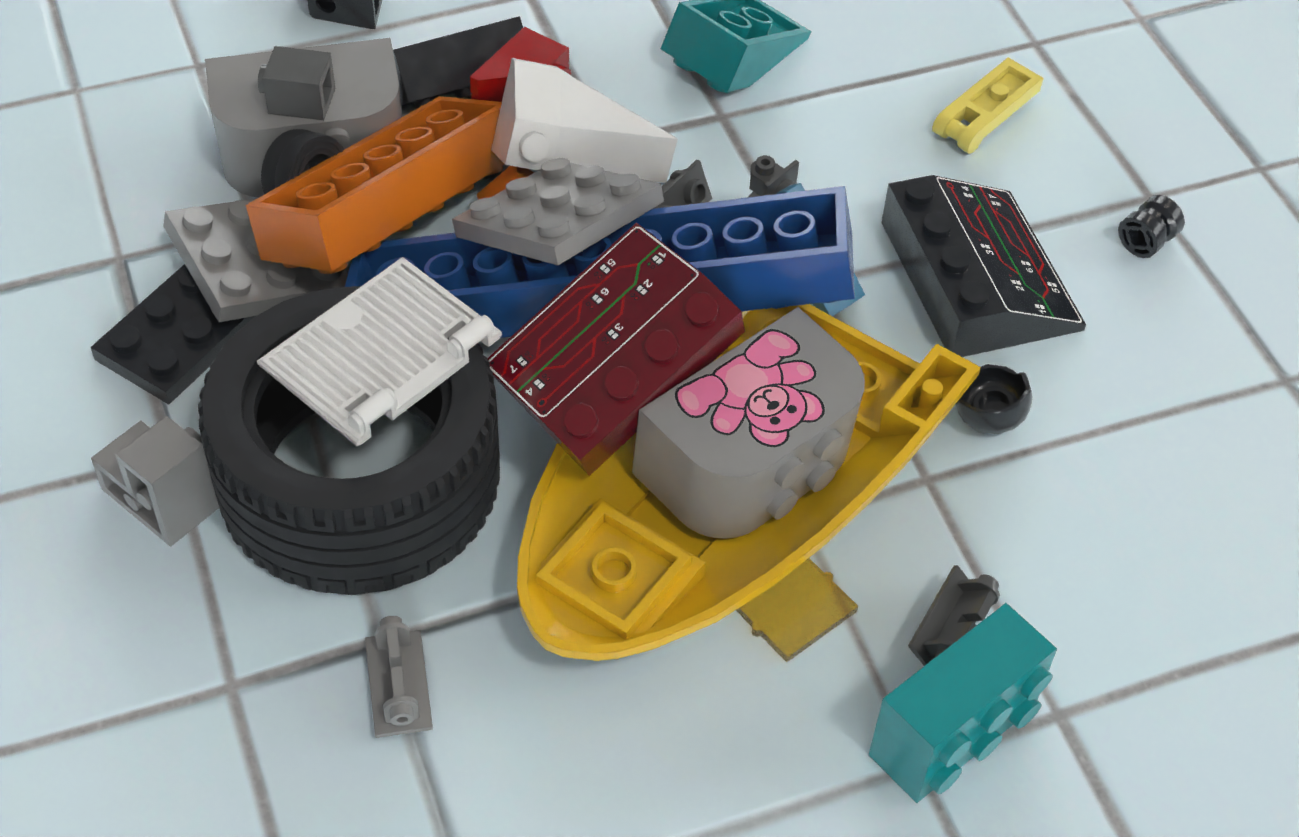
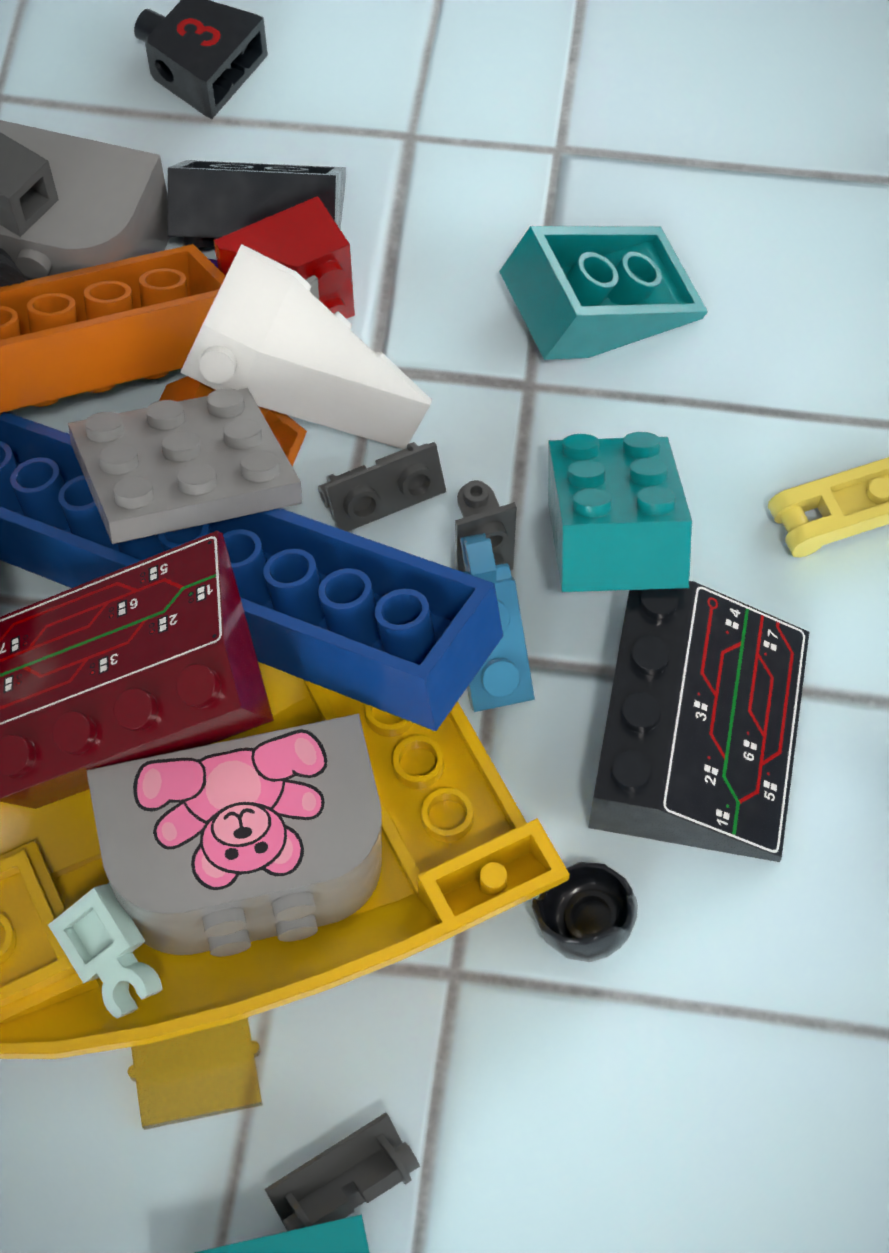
camera: 30 degrees right, 10 degrees up
(702, 528) = (100, 945): none -> light aqua plate
(859, 149) = (618, 513): none -> teal brick

